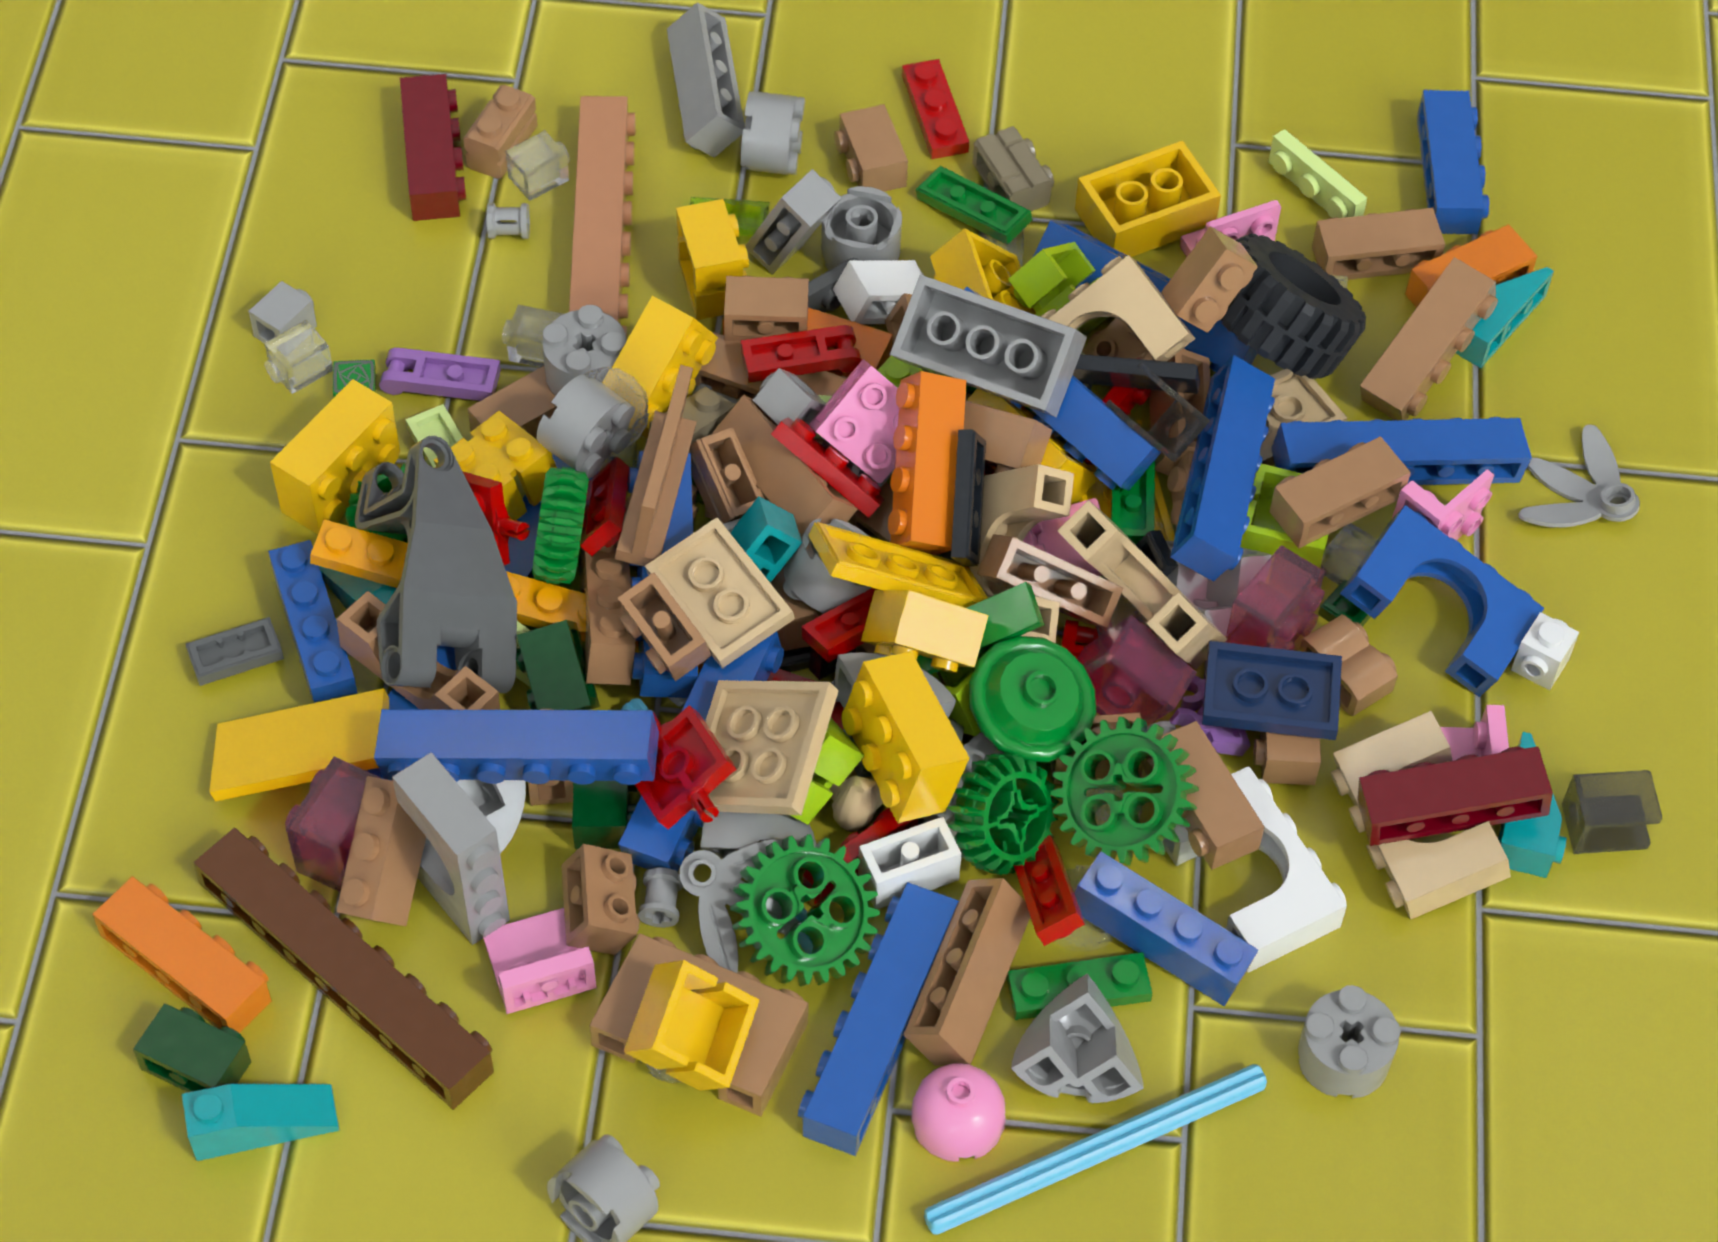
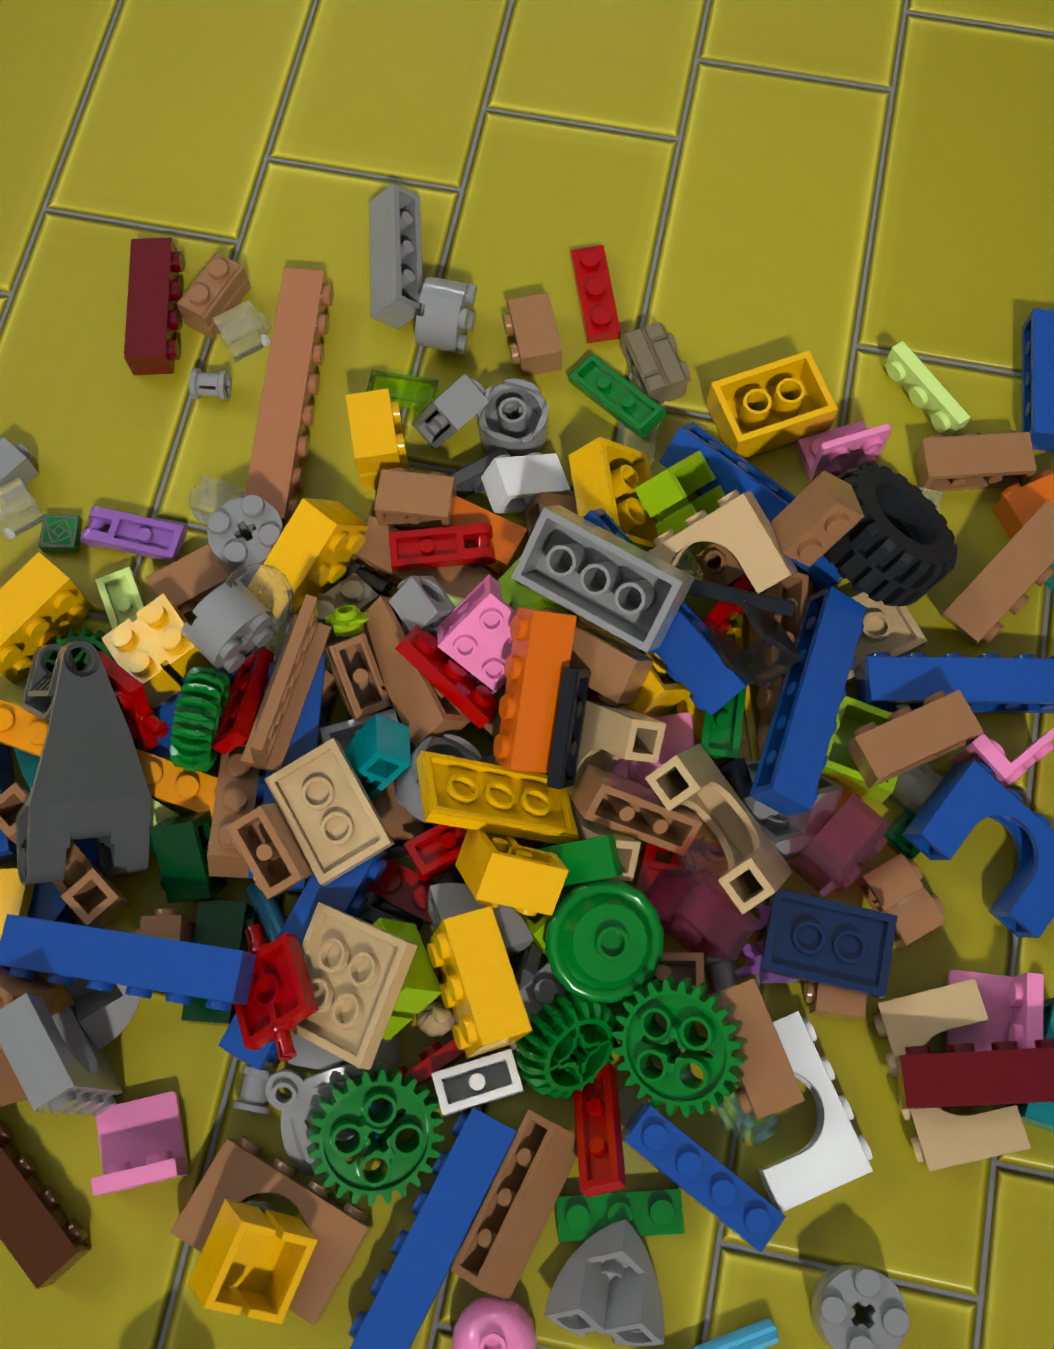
camera: 10 degrees right, 15 degrees up
(599, 899) = (199, 1093): medium nougat brick -> none
(710, 421) = (347, 620): none -> lime plate
(1195, 878) = (743, 1126): none -> clear light blue bracket

